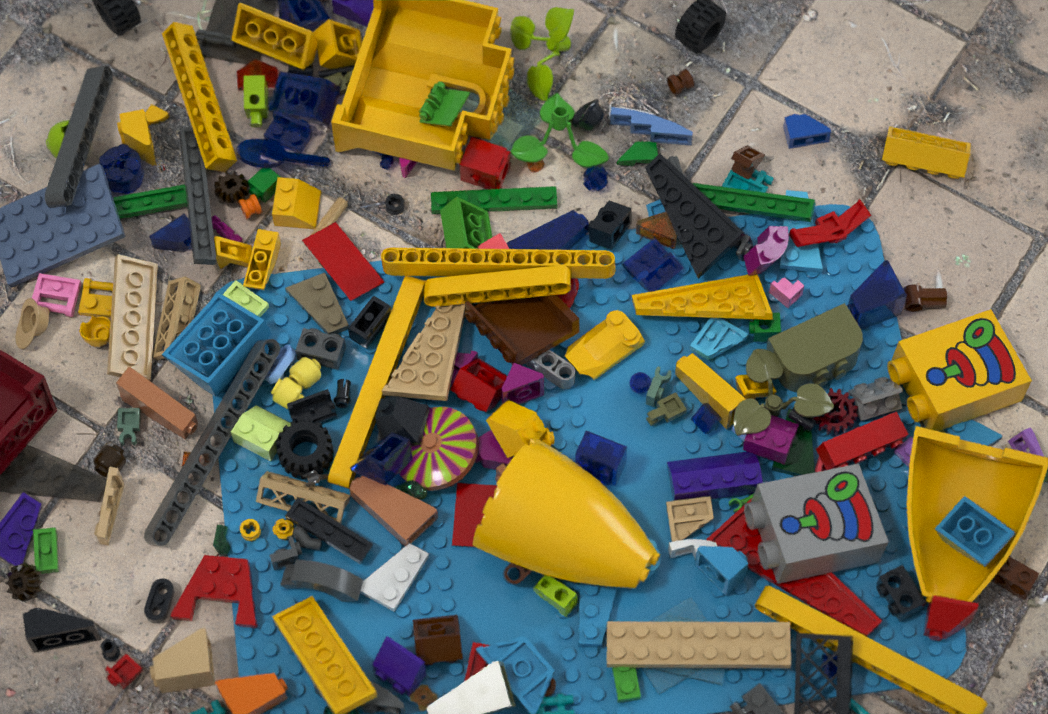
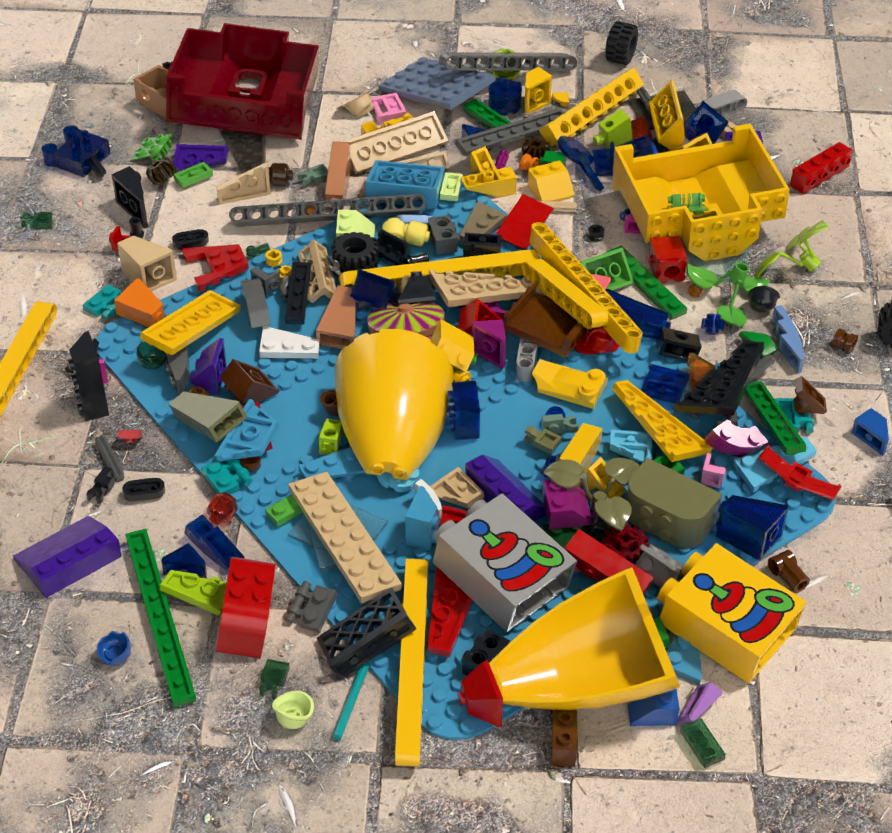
camera: 60 degrees right, 20 degrees down
(413, 488) = (361, 320): clear green arm -> none
(973, 532) = (576, 669): dark azure slope -> none

